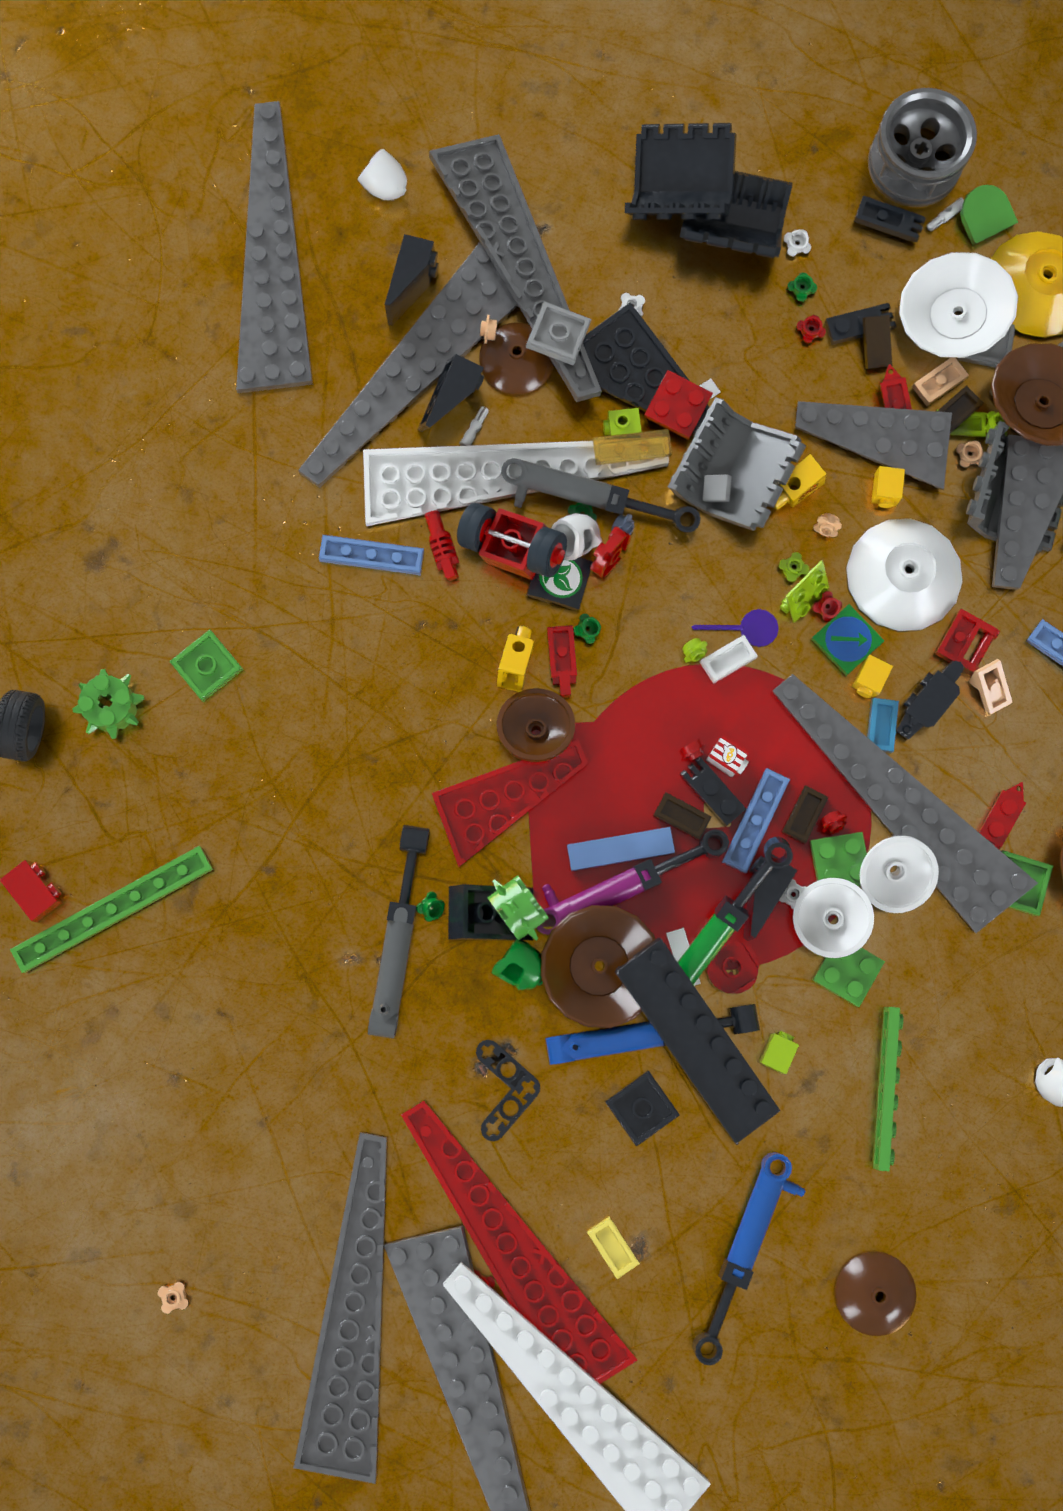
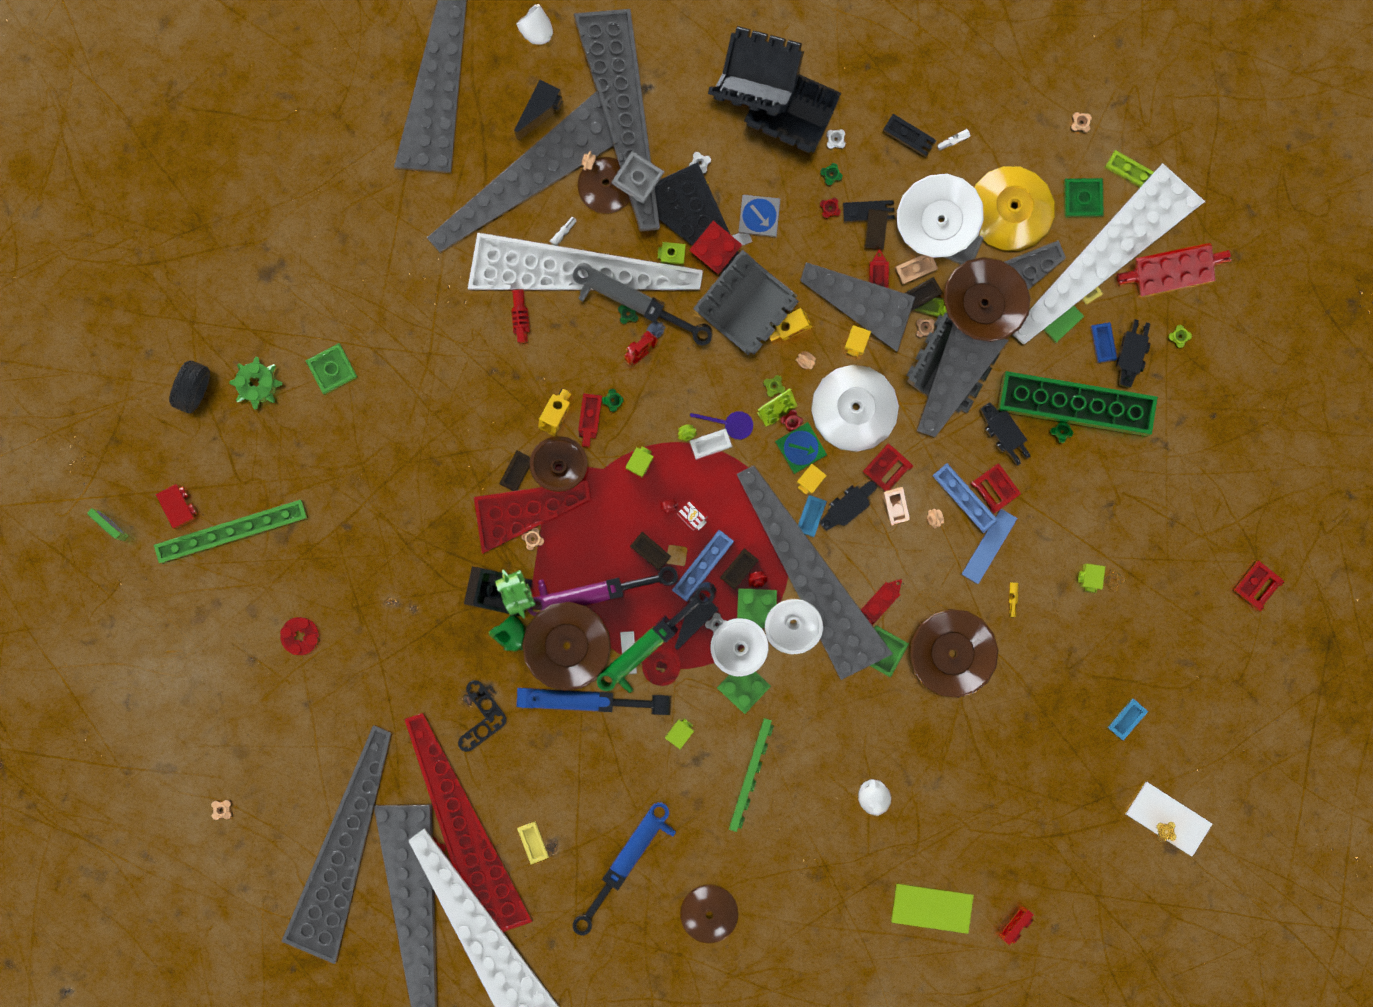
camera: 15 degrees right, 5 degrees up
(219, 1029) = (302, 625): none -> red plate
(371, 555) = (467, 311): medium blue tile -> none
(397, 940) = (428, 594): dark grey piece -> none
(431, 907) = (456, 578): green plate -> none
(456, 382) = (551, 202): black slope -> none
(480, 748) = (516, 471): none -> dark brown tile
(512, 541) = (570, 325): brick -> none
(522, 825) = (527, 537): none -> light nougat plate
(565, 587) = (600, 358): slope -> none
(581, 534) = (617, 331): white piece -> none
(620, 849) = (600, 565): medium blue tile -> none
(632, 447) = (674, 272): clear yellow tile -> none
(642, 700) = (640, 461): none -> lime brick
(642, 1108) = (575, 751): black tile -> none
(697, 1040) = (622, 712): black plate -> none
(713, 792) = (677, 539): black hinge -> none
(717, 488) = (729, 316): light grey tile -> none
(722, 357) = (759, 215): none -> tile
(921, 178) = (942, 60): flat silver wheel -> none
(986, 213) = (983, 145): bright green tile -> none
(1046, 693) = (935, 518): none -> light nougat plate

